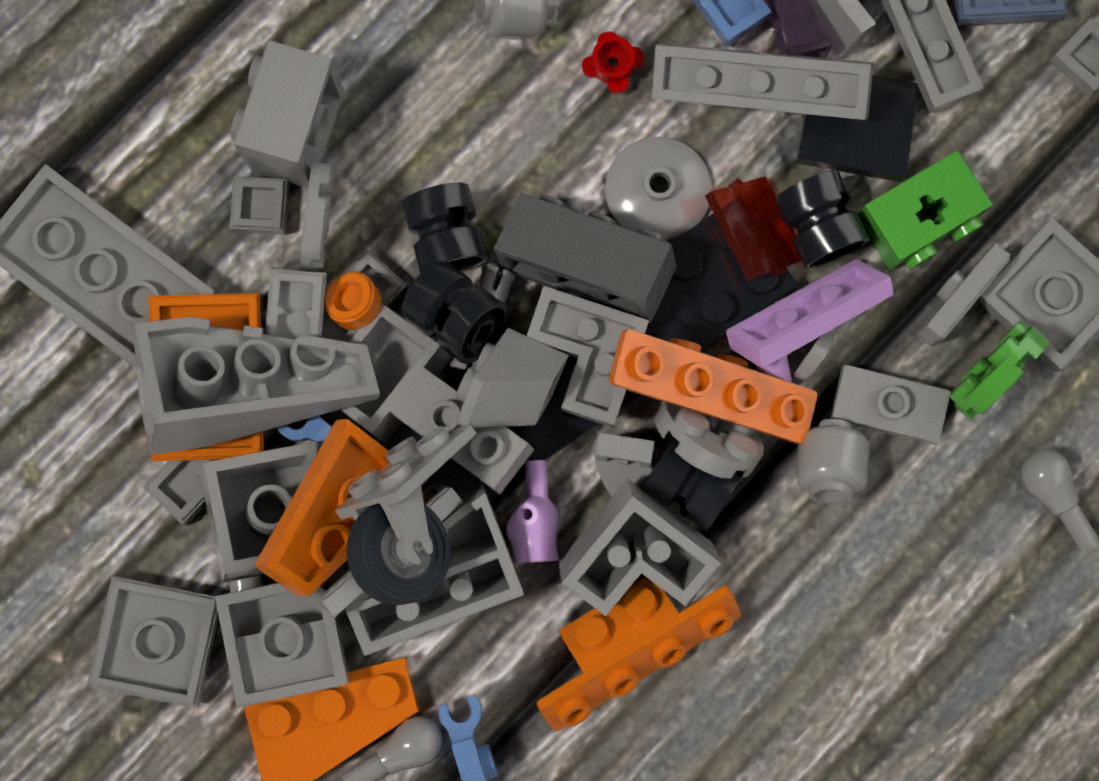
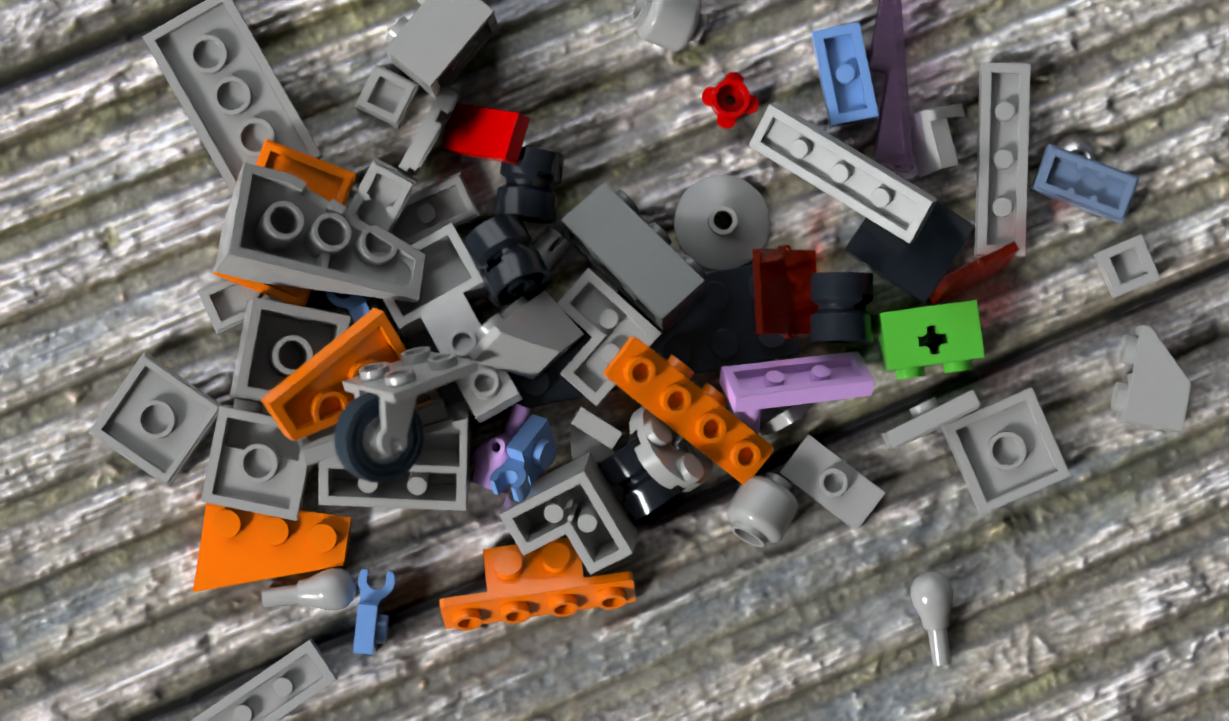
camera: 20 degrees right, 5 degrees up
(352, 300) = (429, 211): orange tile -> none
(377, 195) = (486, 133): none -> red tile
(565, 507) = (529, 455): none -> medium blue plate
(943, 123) = (973, 273): none -> clear red piece
(988, 381) = (927, 494): bright green plate -> none

